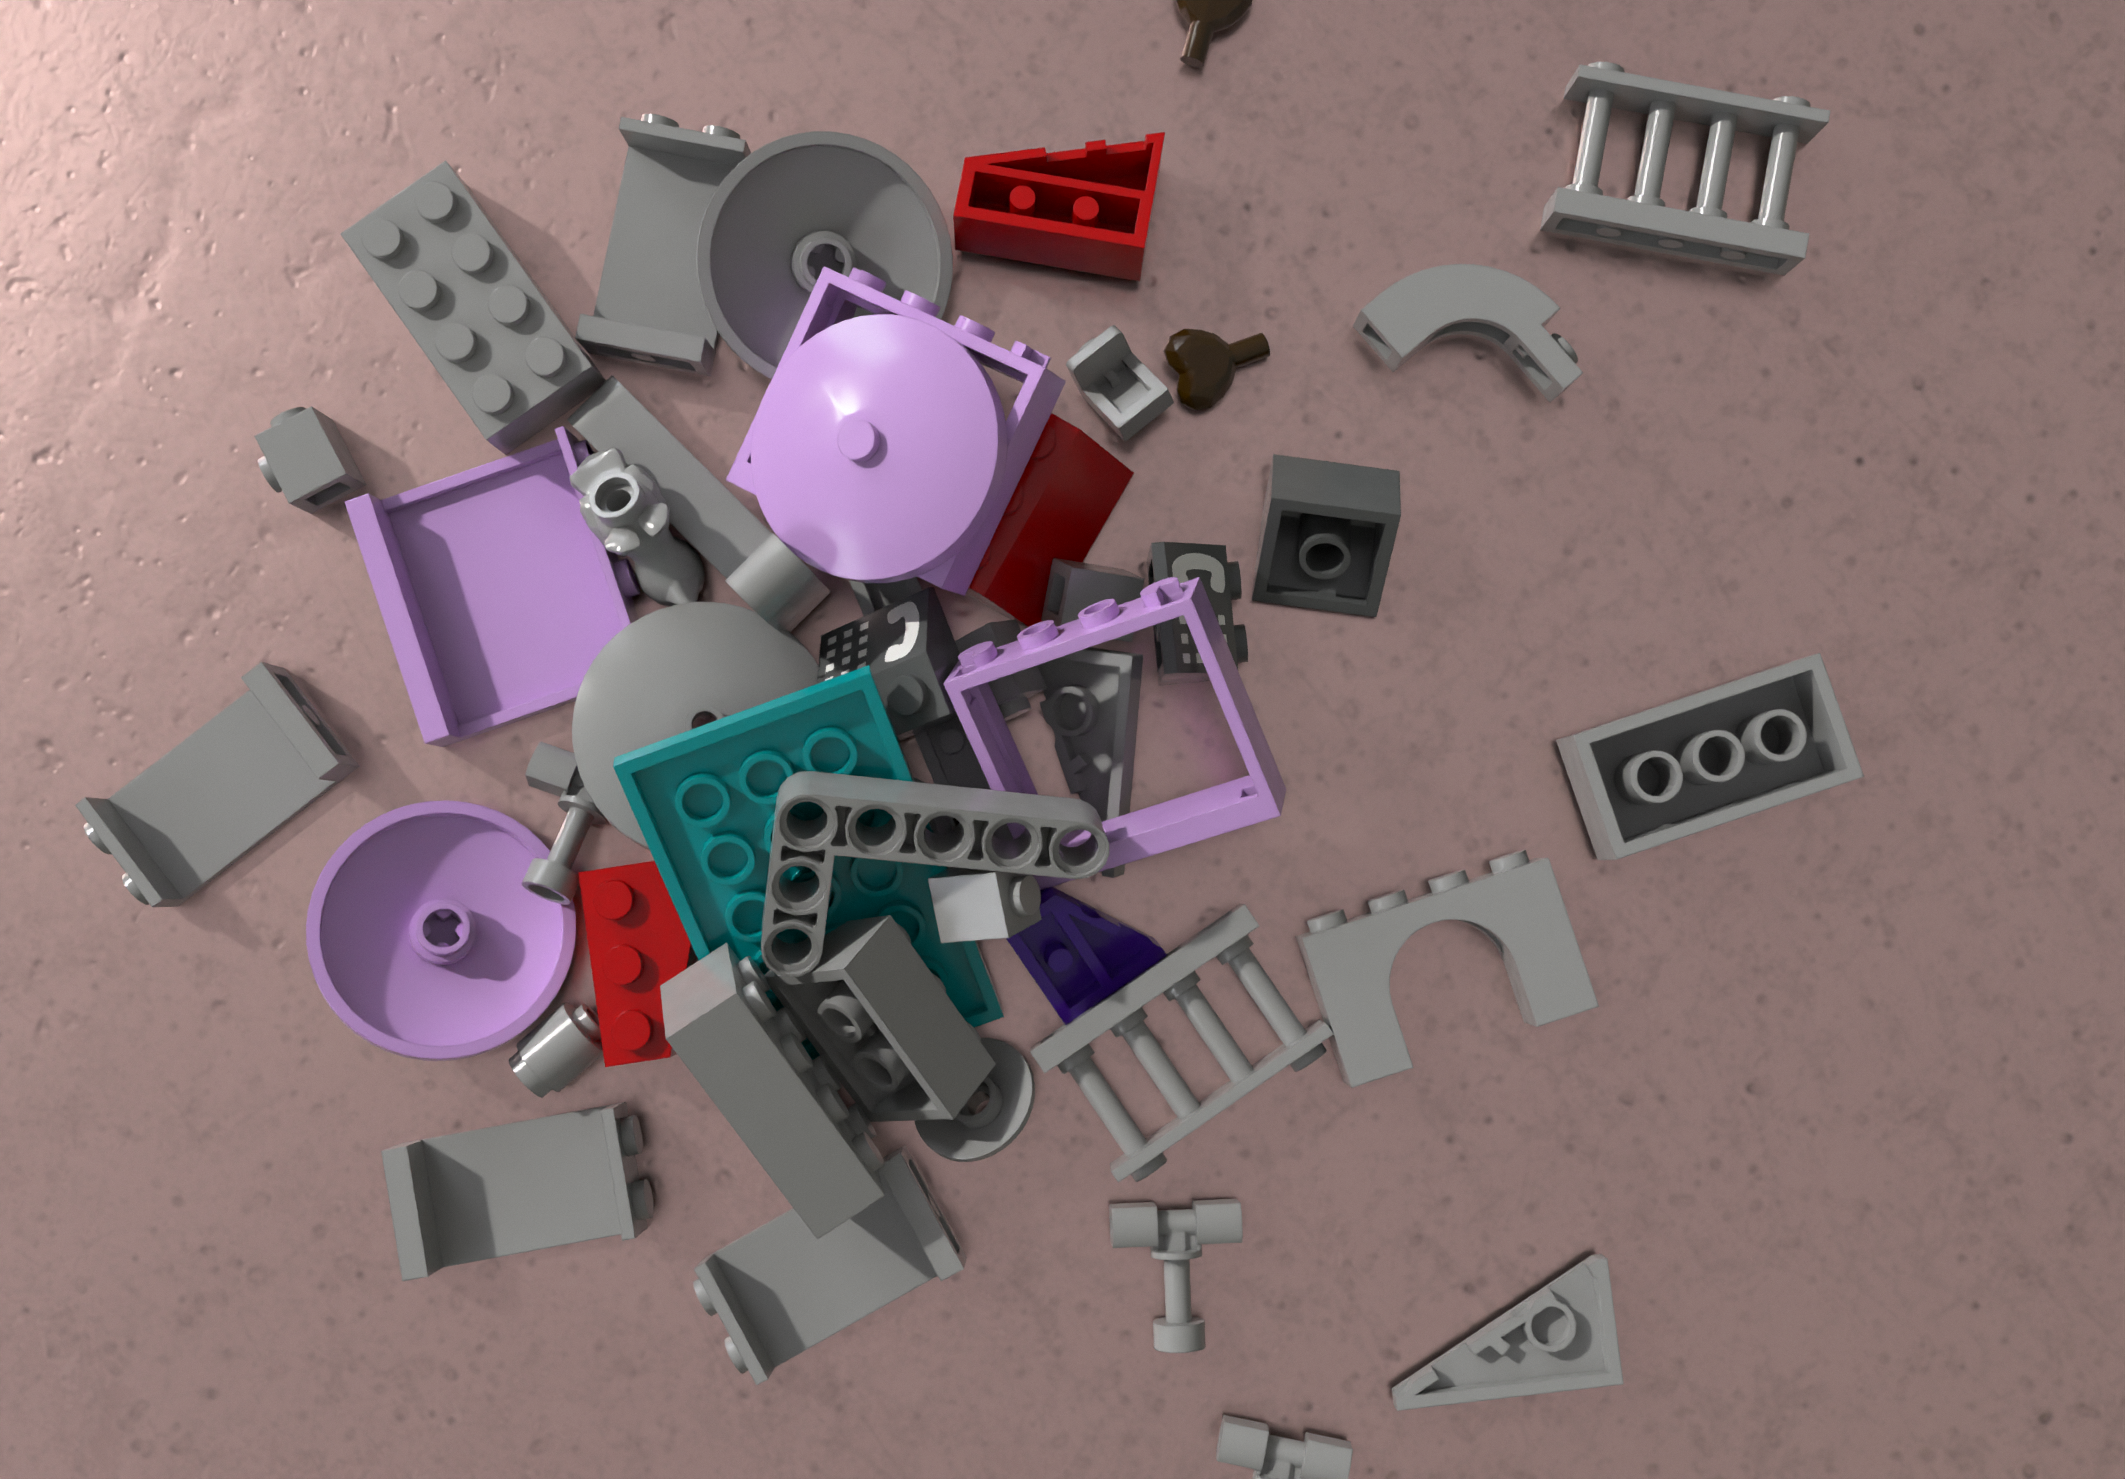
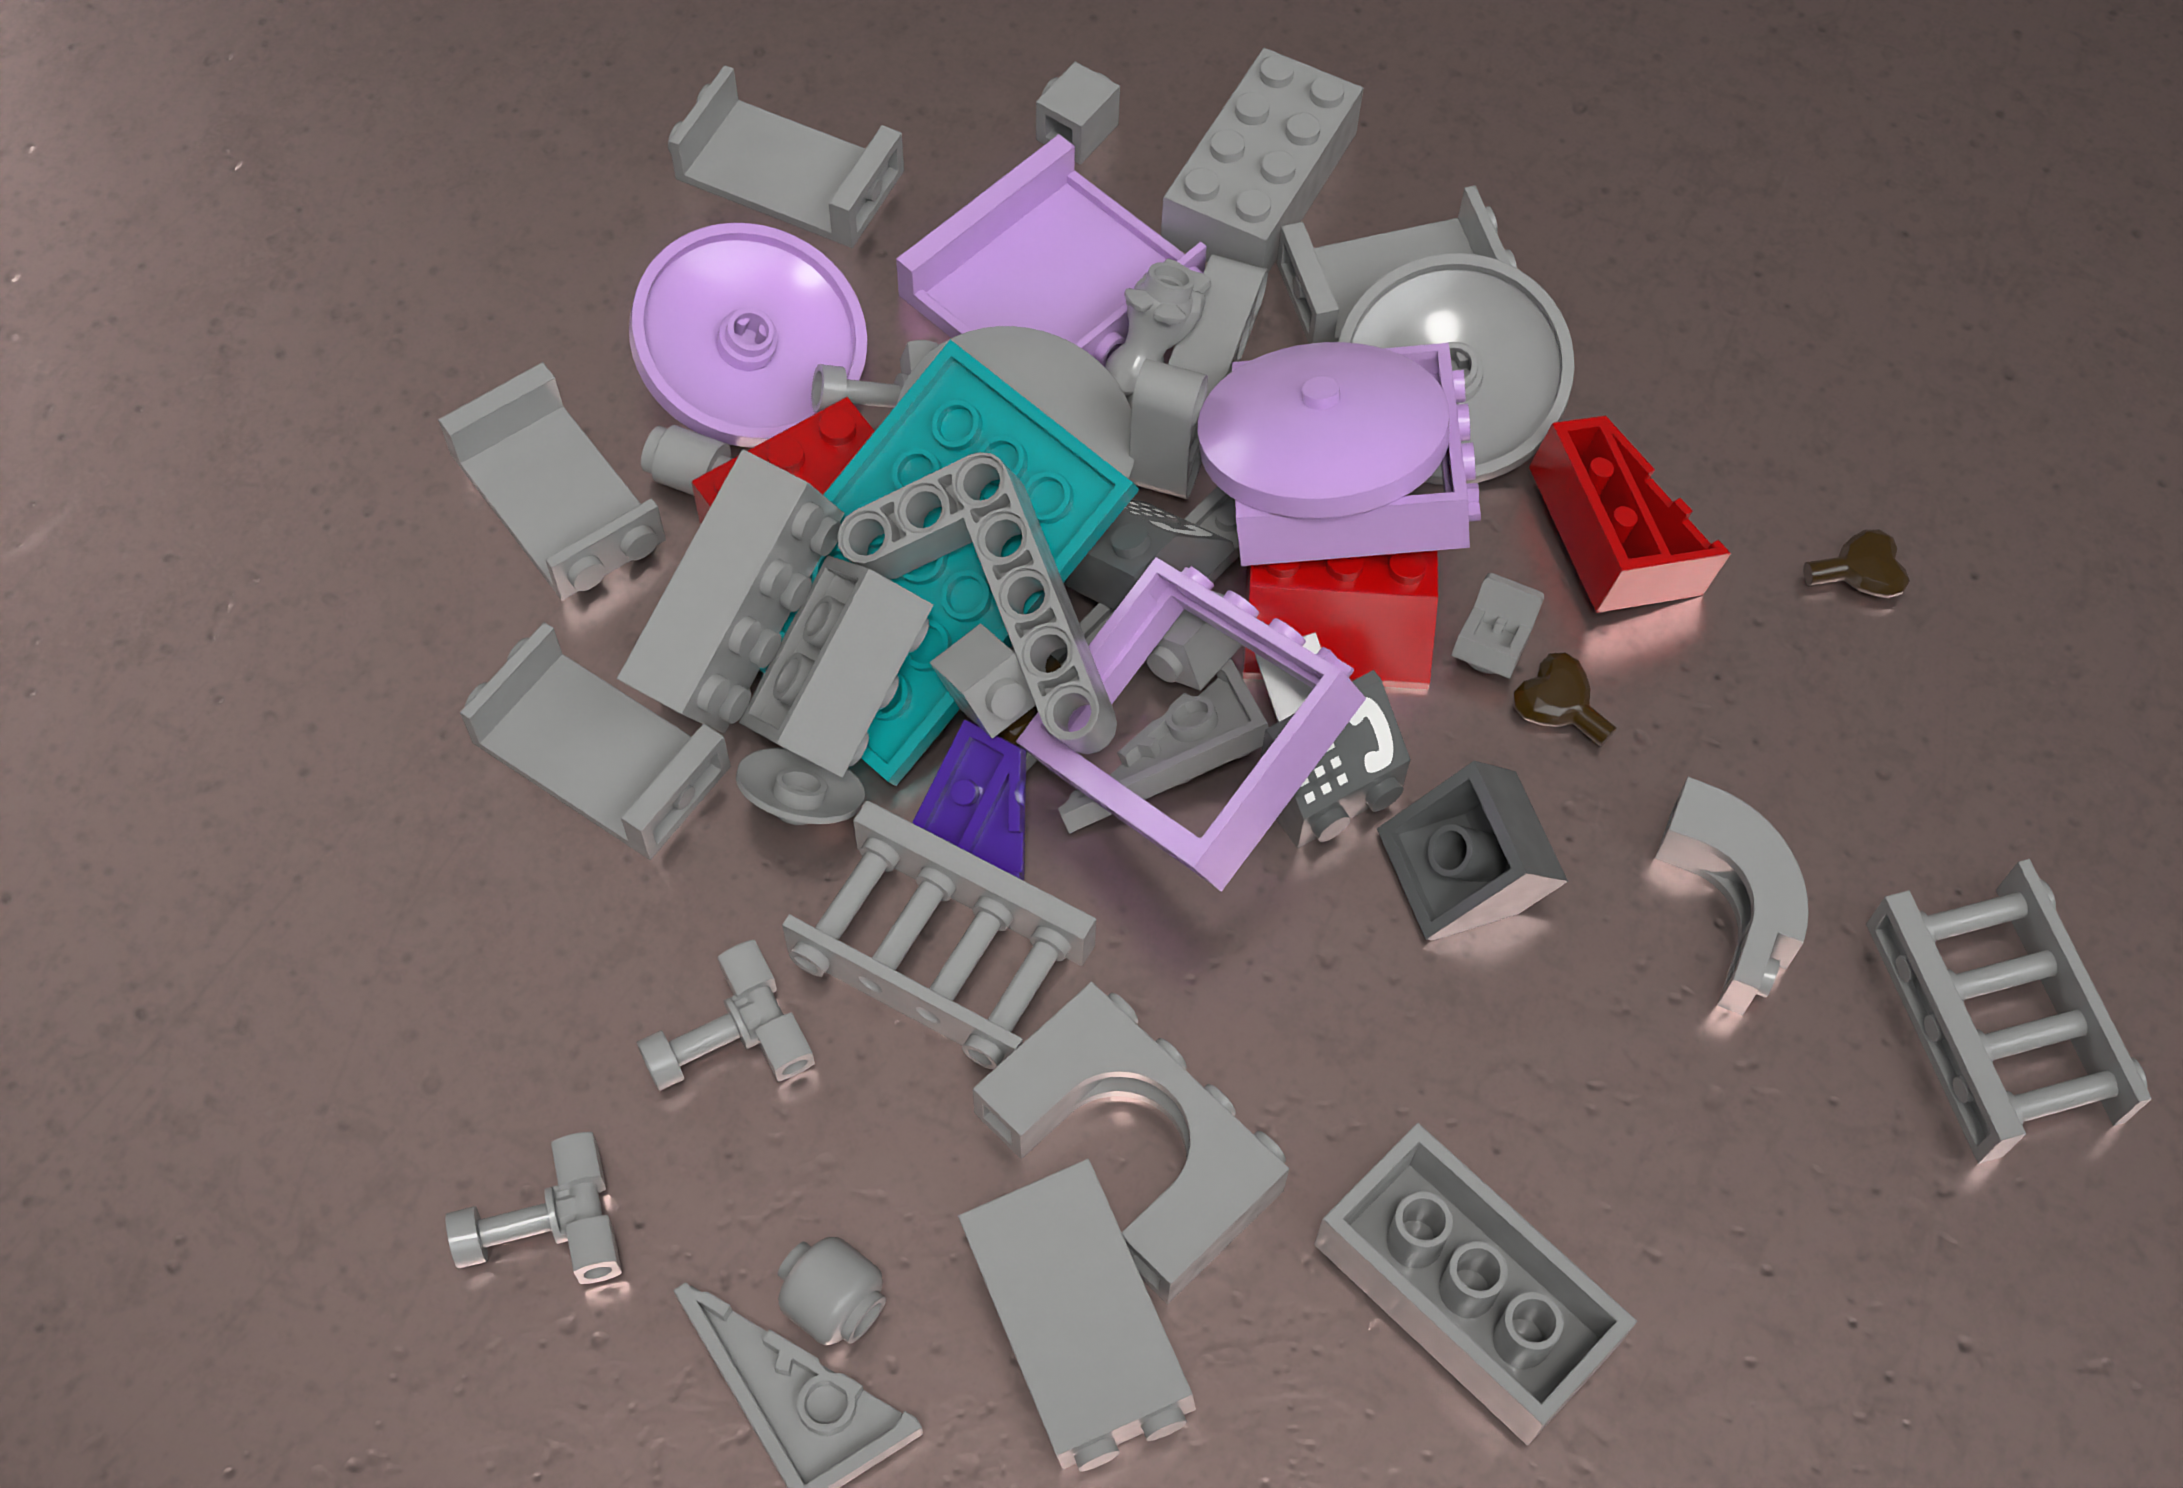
camera: 60 degrees right, 25 degrees down
(1457, 1280) = (830, 1290): none -> light grey head
(1576, 1093) = (1078, 1316): none -> light grey panel

